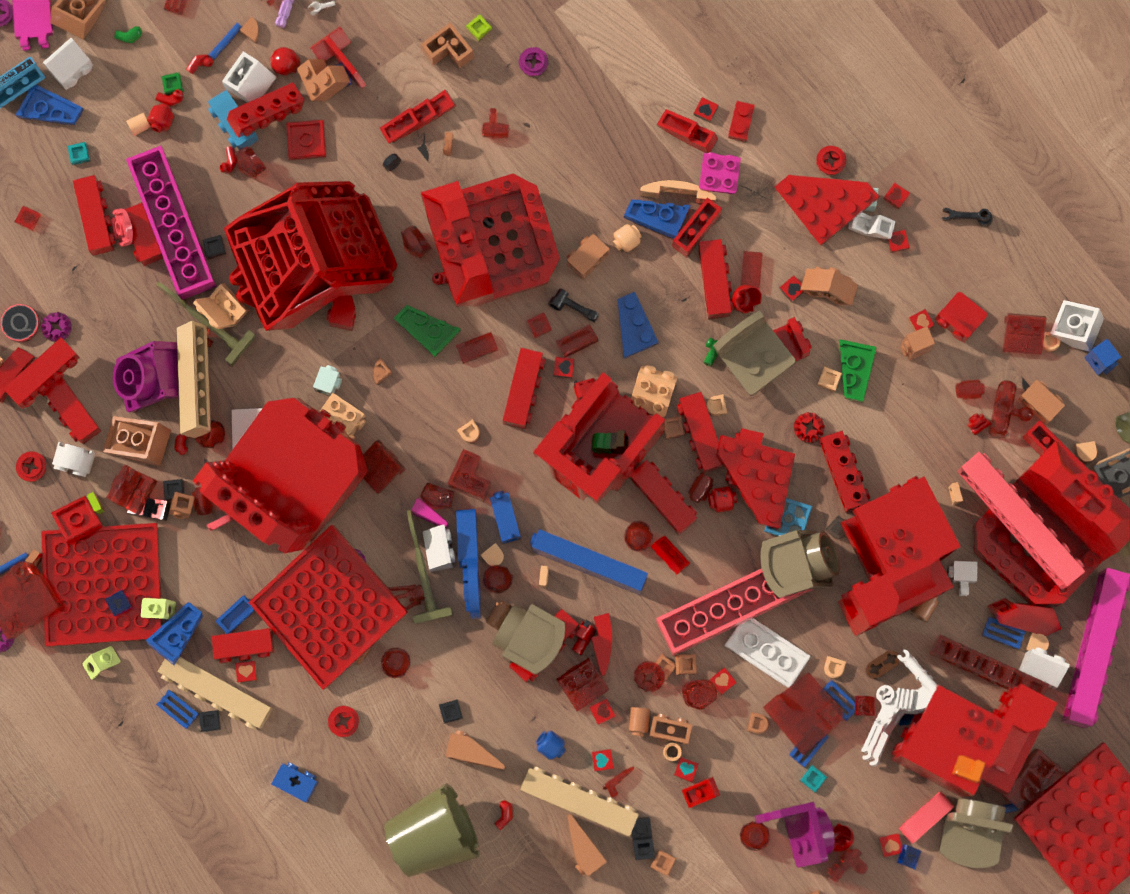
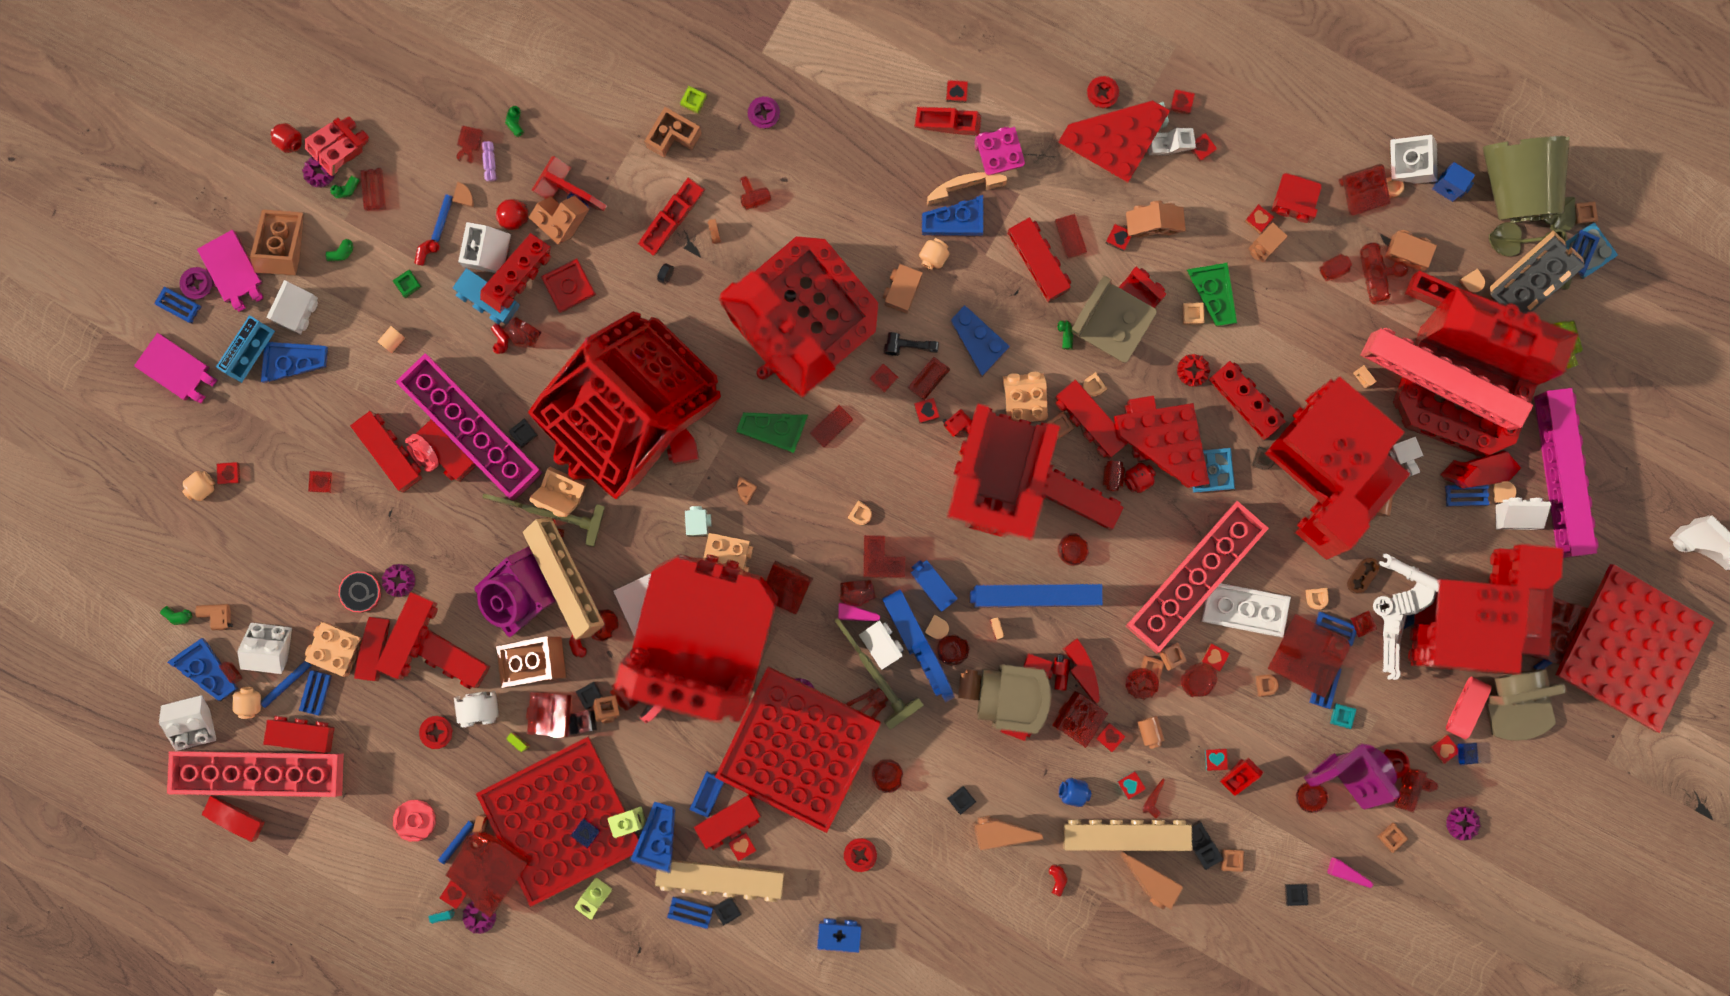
camera: 25 degrees left, 5 degrees up
(76, 520) = (506, 767): red tile -> none
(78, 153) = (343, 394): teal tile -> none
(160, 118) = (411, 324): red head -> none
(170, 100) = (413, 301): red arm -> none
(318, 6) = (522, 143): white hand -> none
(414, 242) = (724, 345): clear red hair -> none
(432, 833) = (999, 932): olive cone -> none
(522, 389) = (895, 448): red brick -> none
(610, 443) = (1010, 470): leg -> none
(670, 554) = (1112, 554): red plate -> none
(670, 730) = (1187, 728): nougat brick -> none
(672, 745) = (1204, 749): light nougat beam -> none
(696, 227) = (1000, 215): red brick -> none
(741, 121) = (997, 88): red plate -> none
(746, 298) = (1078, 266): red hair -> none
(799, 562) = (1244, 511): dark tan piece -> none
(968, 768) = (1506, 650): orange panel -> none
(970, 215) = (1278, 93): black brick -> none
(978, 423) = (1357, 297): red plate -> none
(983, 665) = (1467, 536): clear red brick -> none

